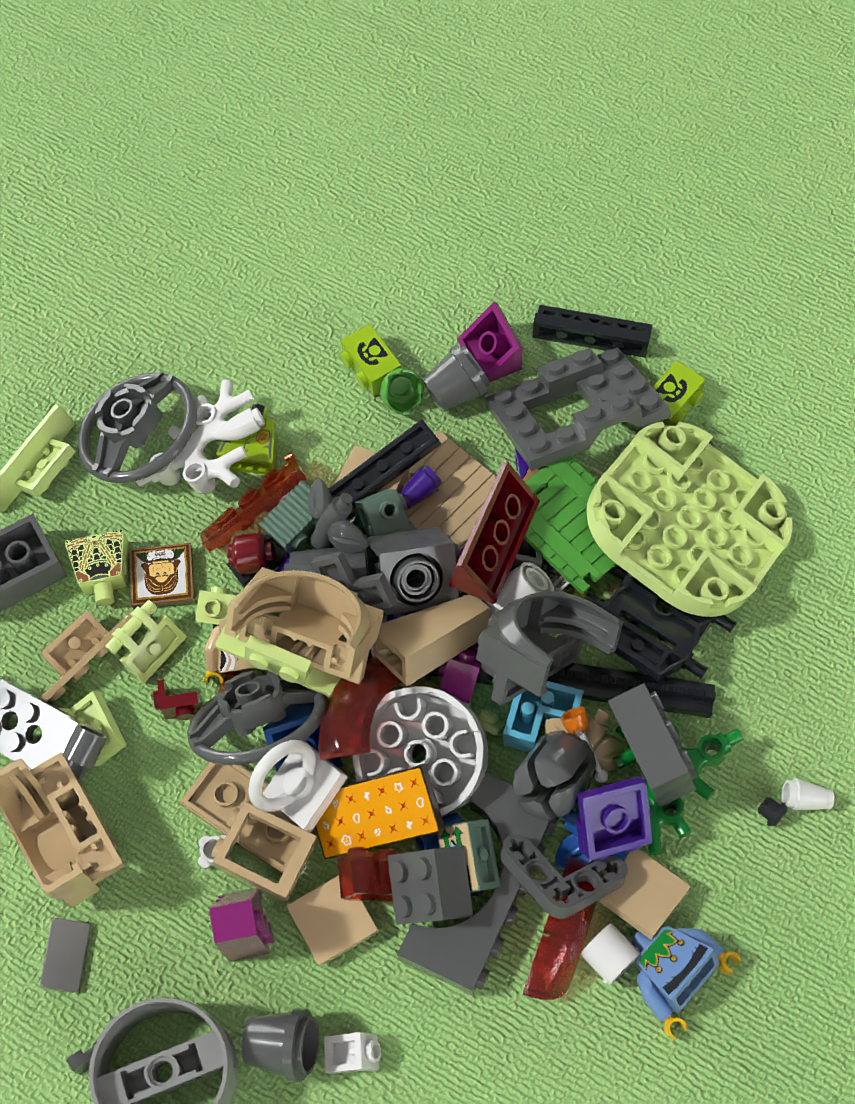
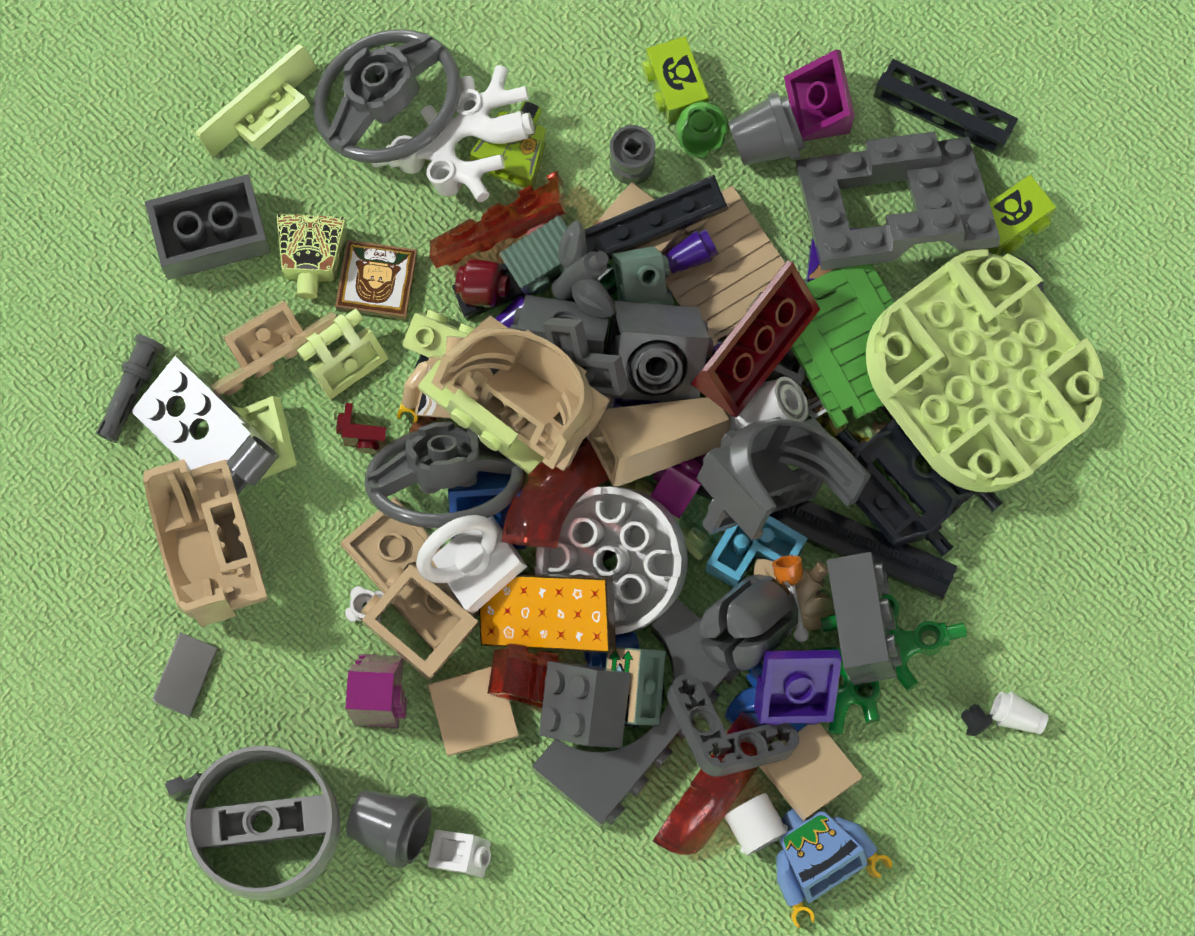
camera: 10 degrees right, 10 degrees up
(350, 423) = (631, 162): none -> dark grey wheel

